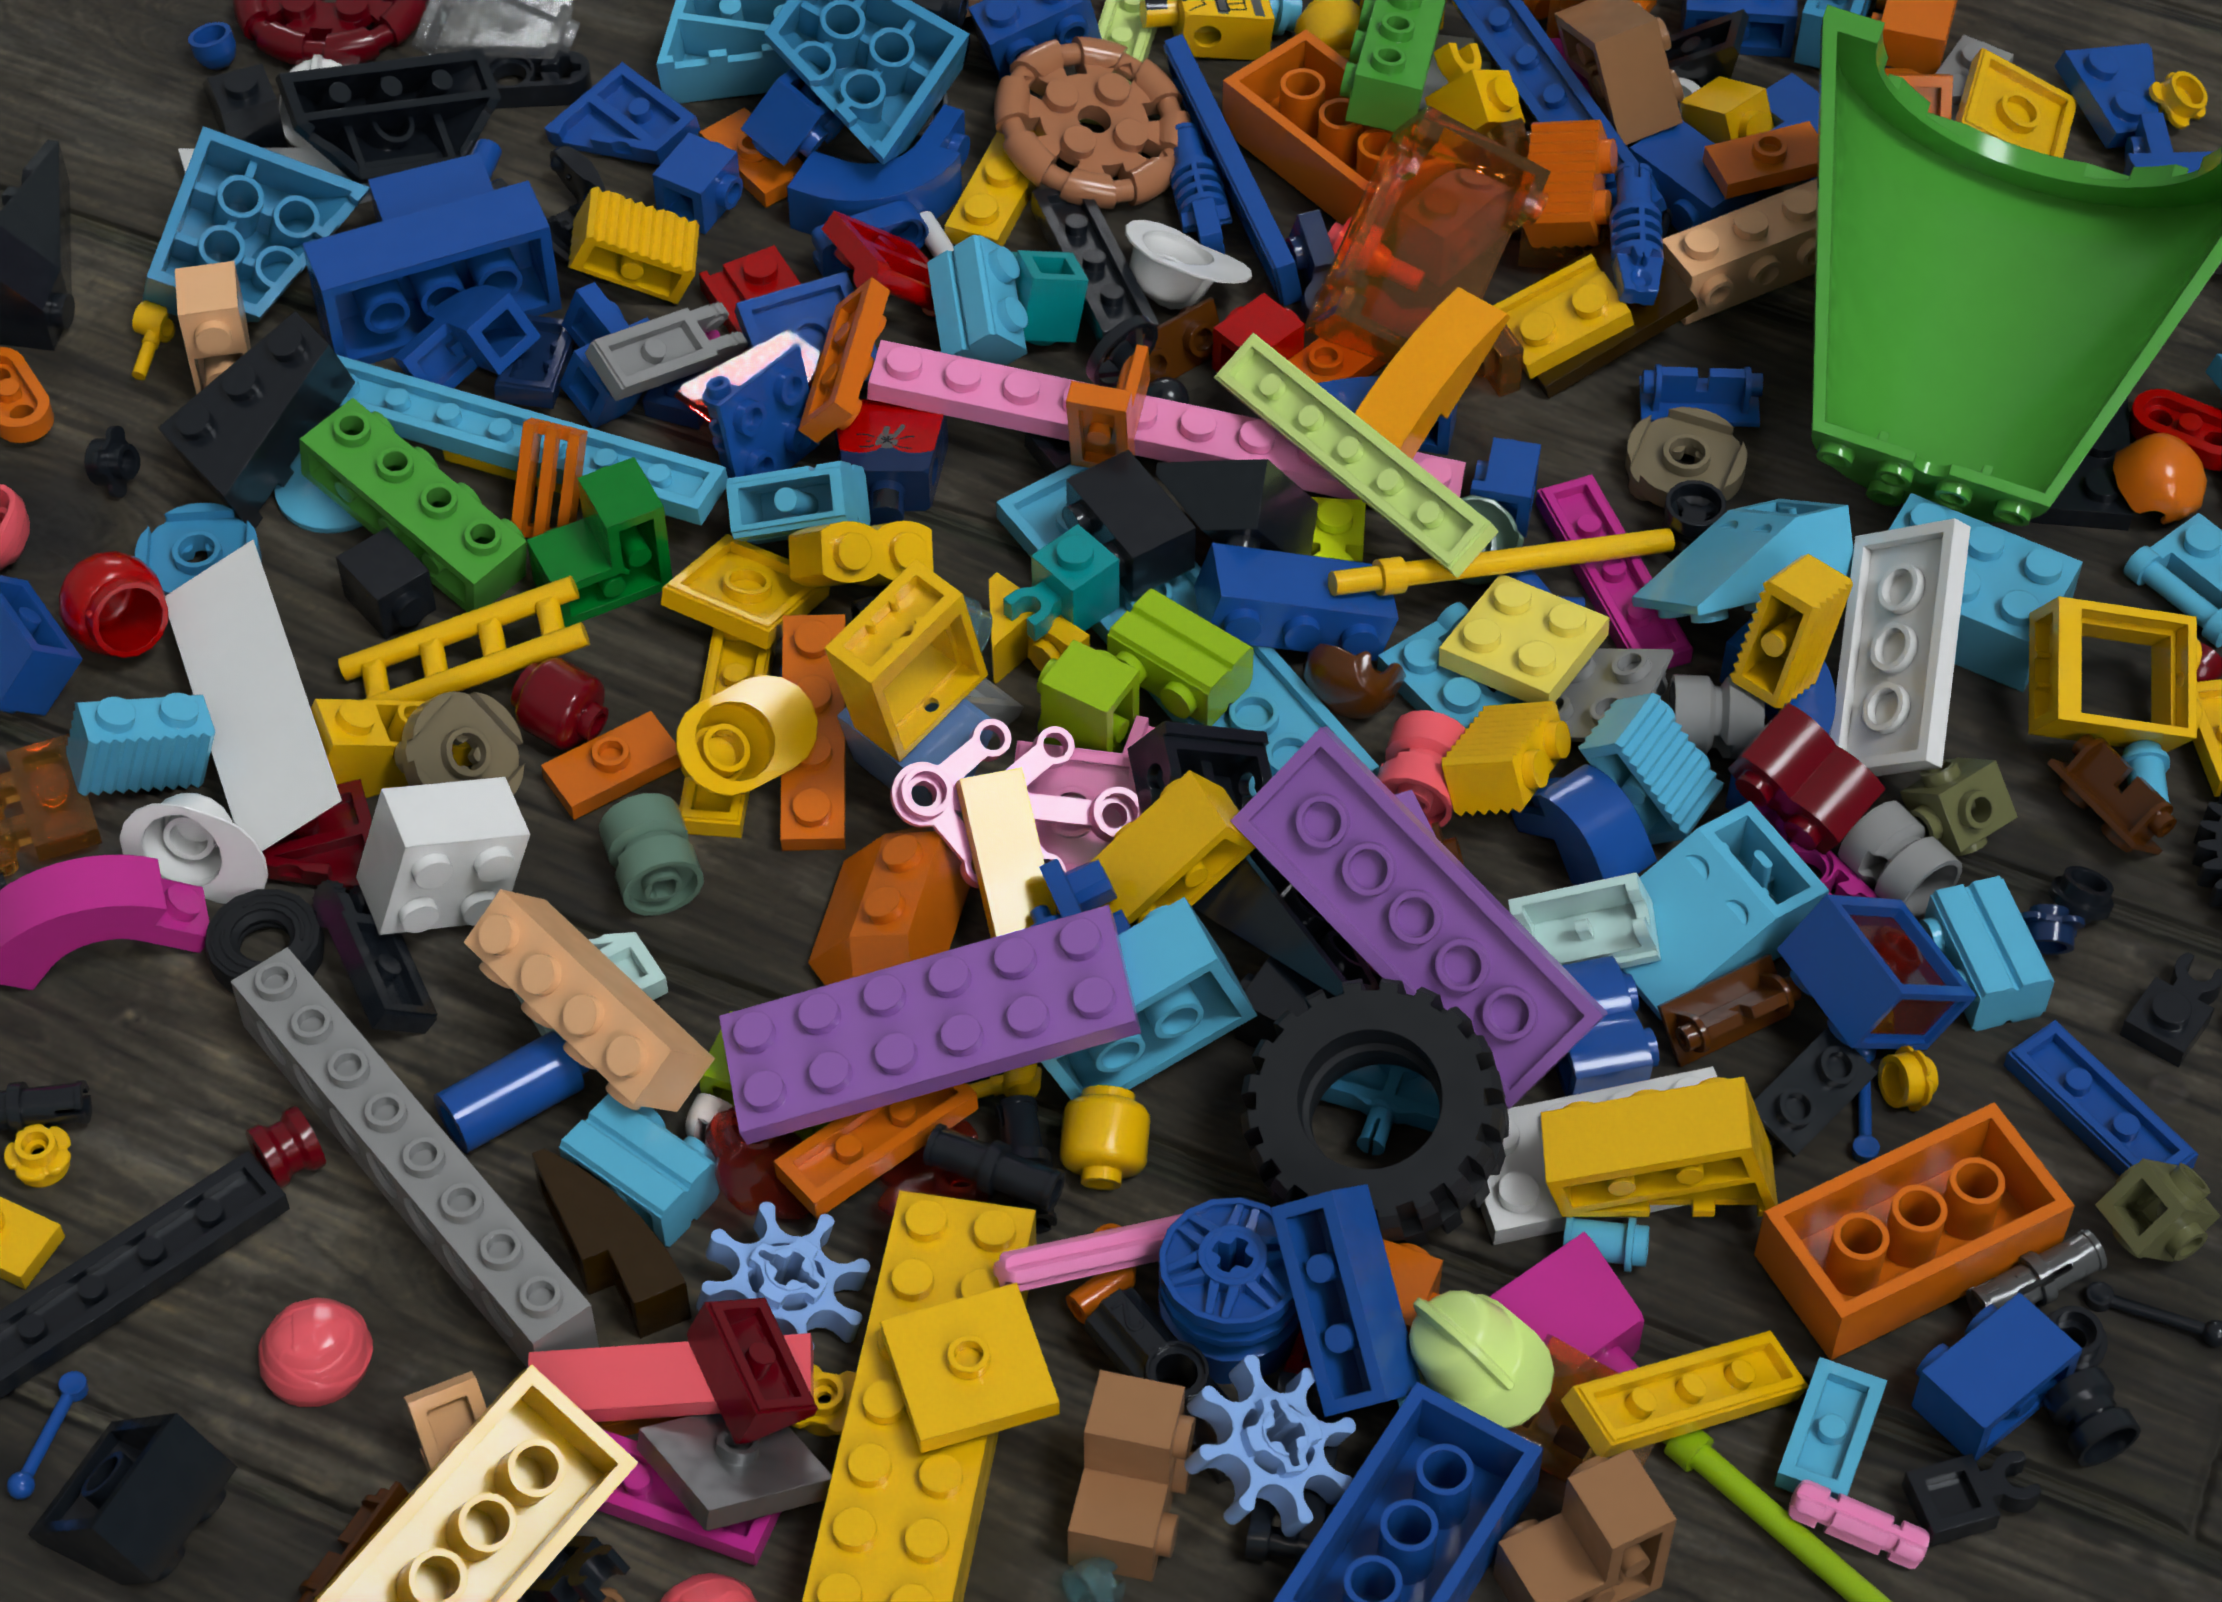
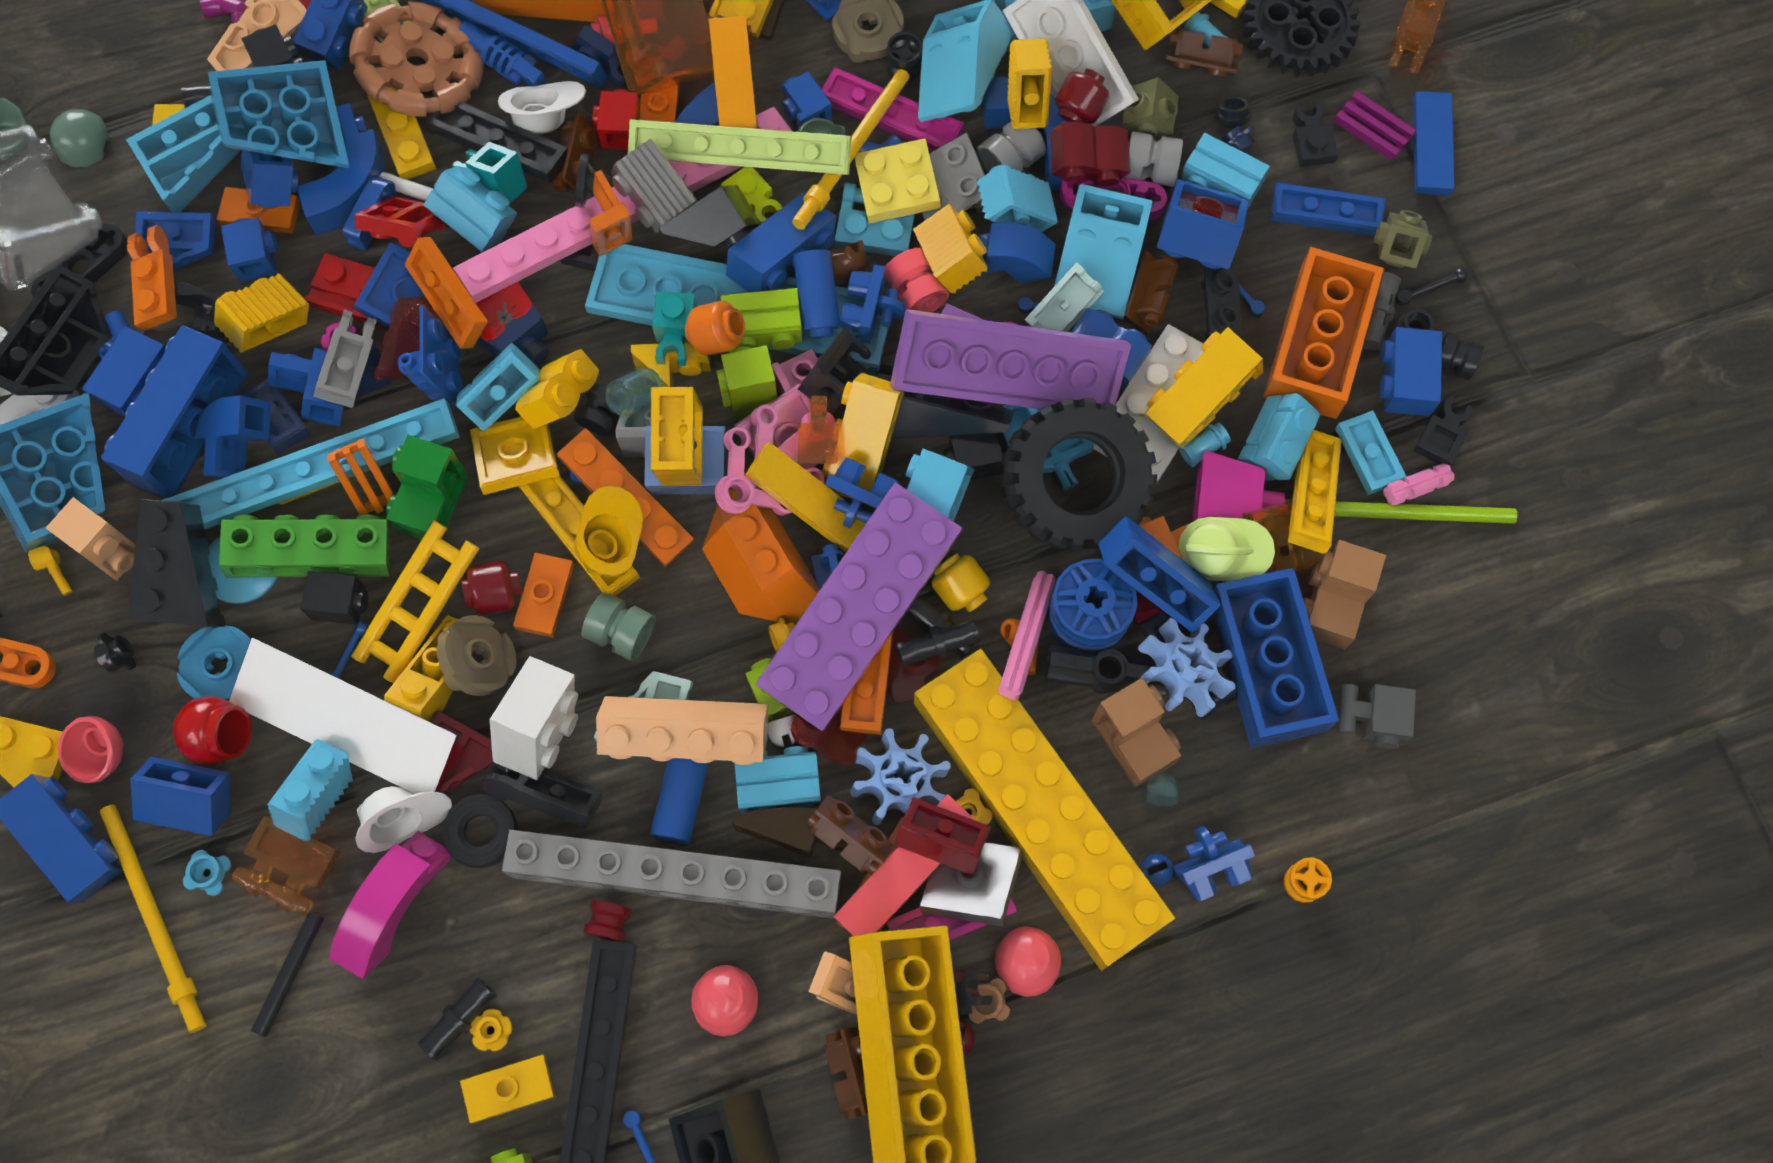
camera: 45 degrees left, 20 degrees up
(332, 657) = (357, 633): none -> blue hinge
(561, 130) = (152, 279): none -> orange hinge
(644, 1245) = (866, 844): none -> reddish brown hinge
(969, 1367) = (1038, 749): yellow plate -> none
(1089, 815) = (818, 440): none -> clear orange plate
(1096, 604) = (715, 328): none -> orange head
(1133, 520) = (670, 266): black brick -> none
(1202, 408) = (651, 185): none -> light grey brick
(1274, 670) = (816, 293): none -> blue brick
(1346, 714) = (870, 287): none -> blue hips
(1714, 1303) = (1280, 435): none -> medium azure brick
(1858, 704) = (1082, 97): none -> dark red head
(1907, 1078) = (1248, 261): yellow plate -> none

